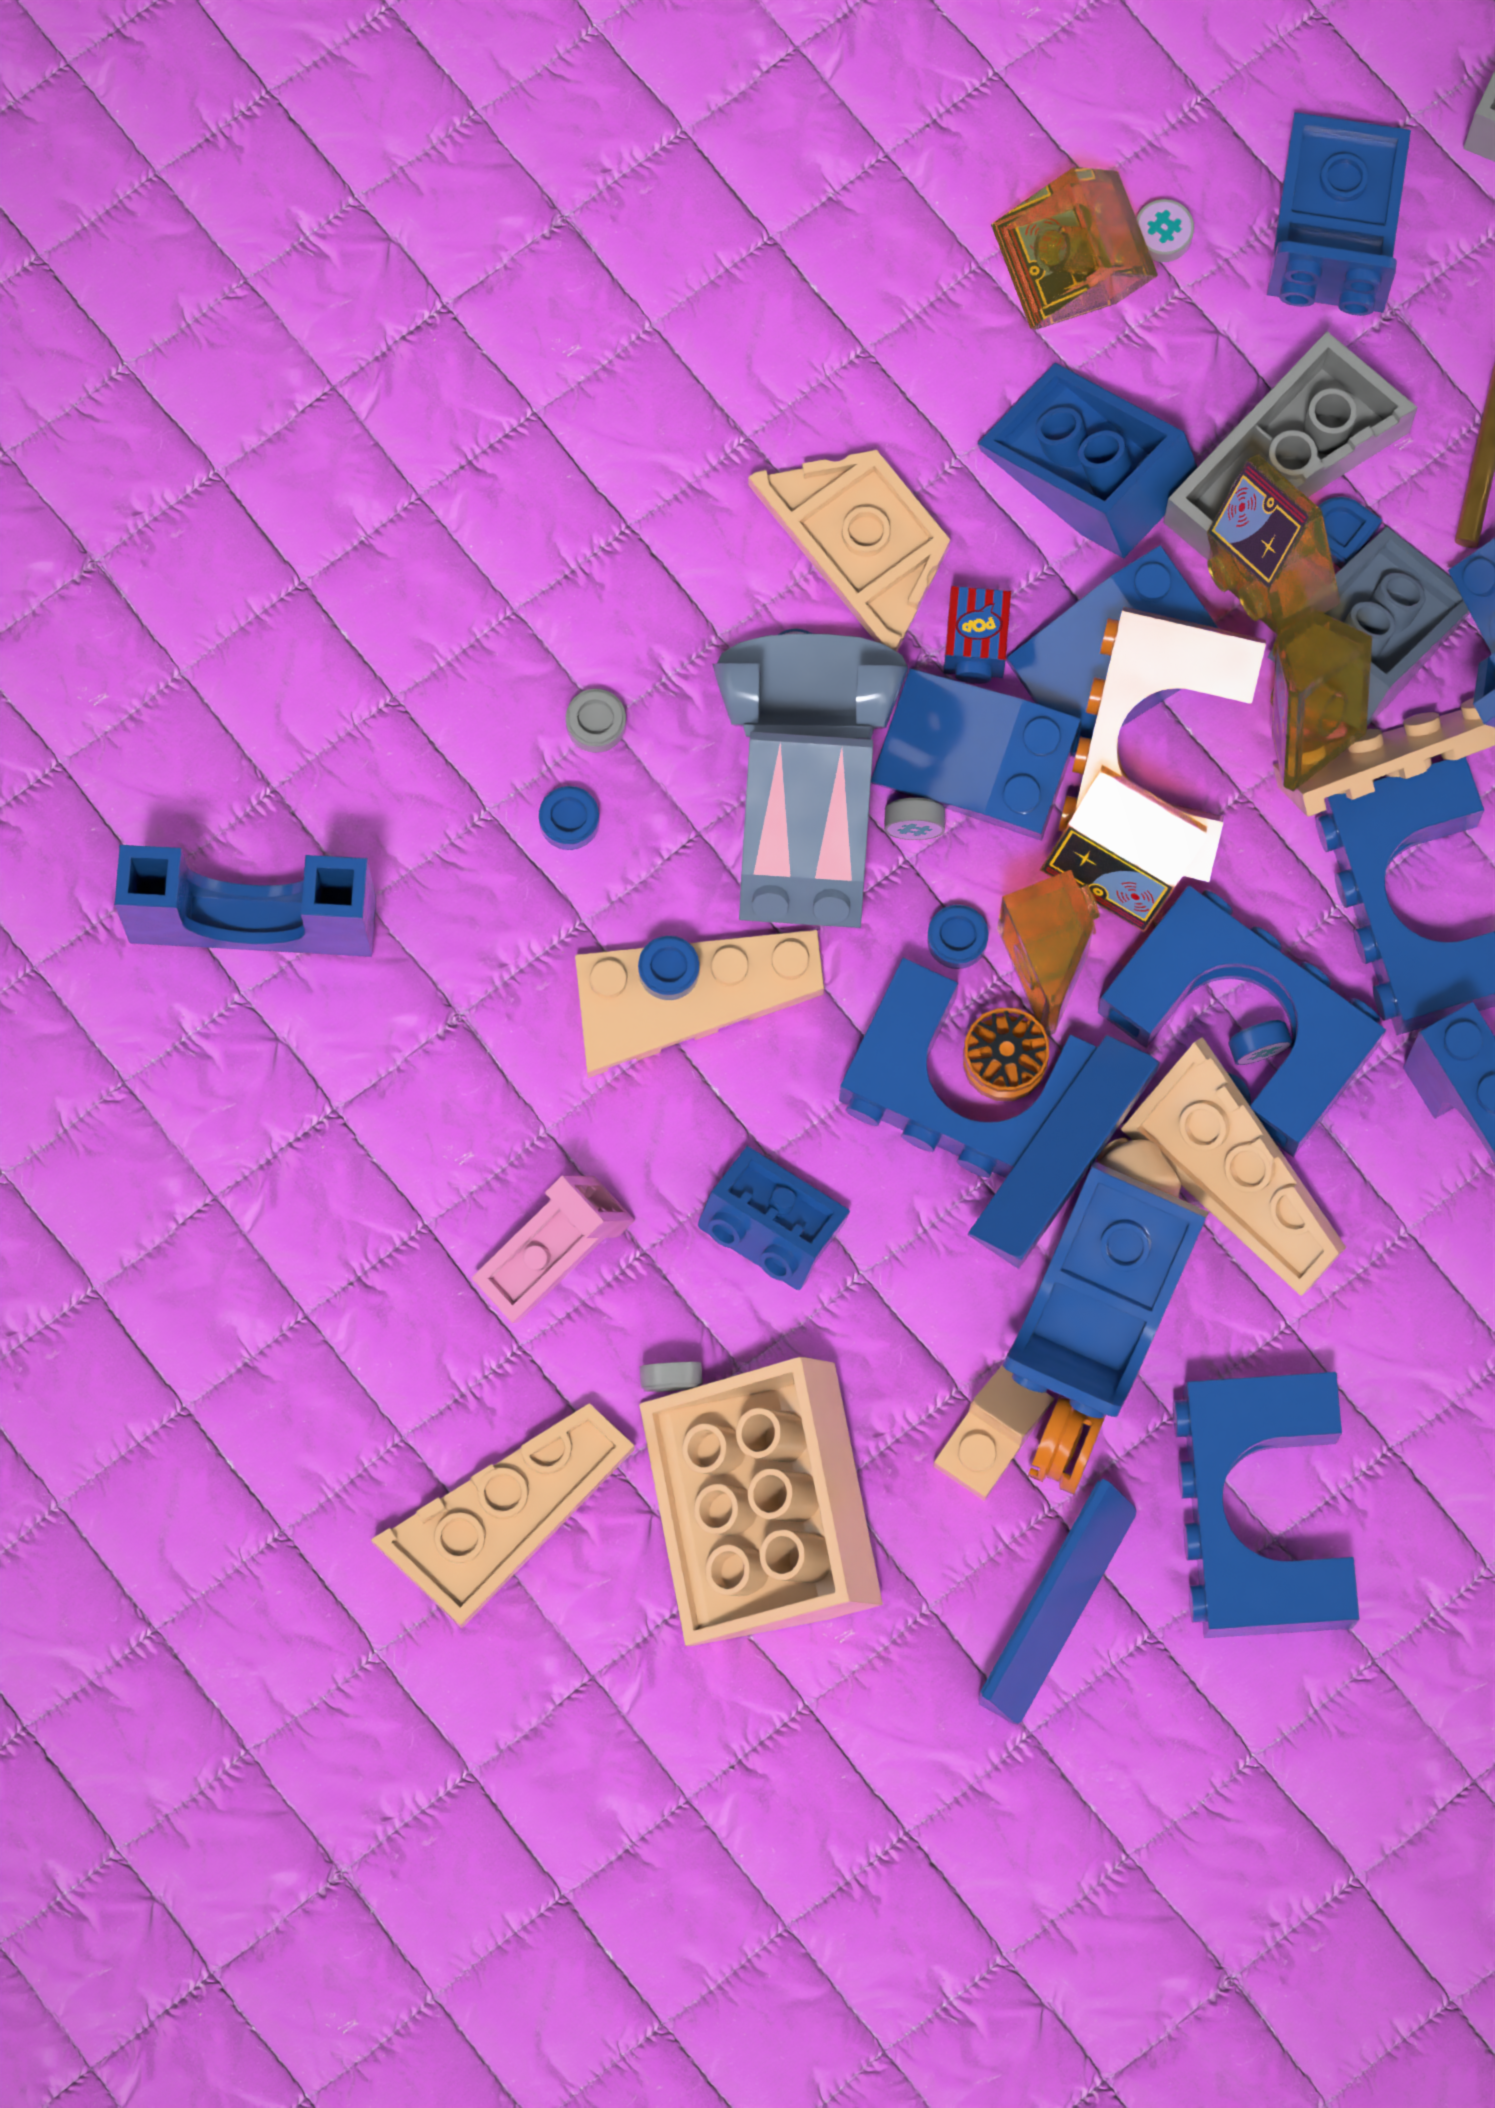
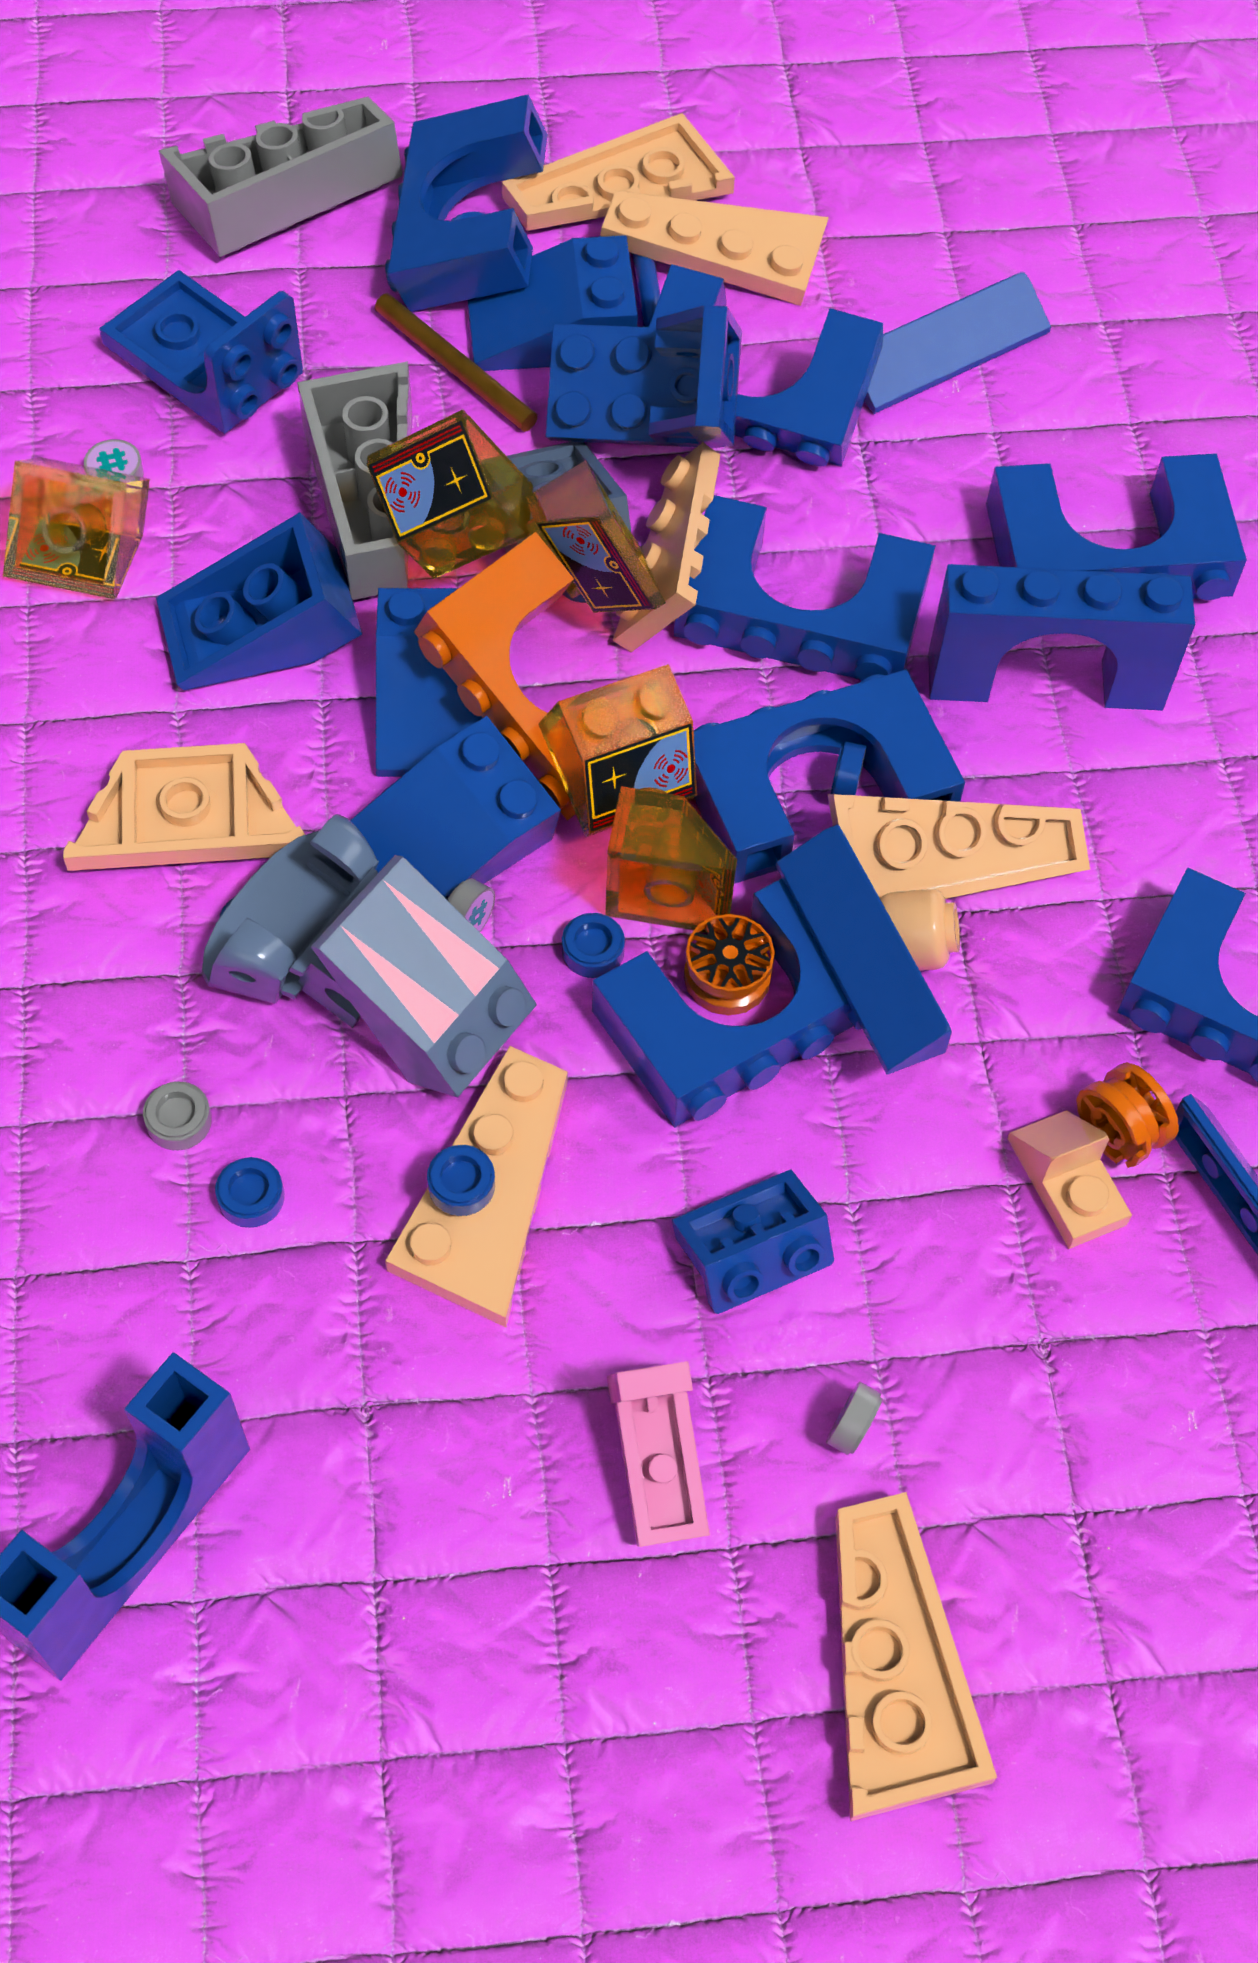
camera: 60 degrees left, 15 degrees down
(760, 1502) = (1030, 1417): light nougat slope -> none
(977, 634) = (339, 769): brick -> none
(1105, 1292) = (1008, 1000): blue bracket -> none

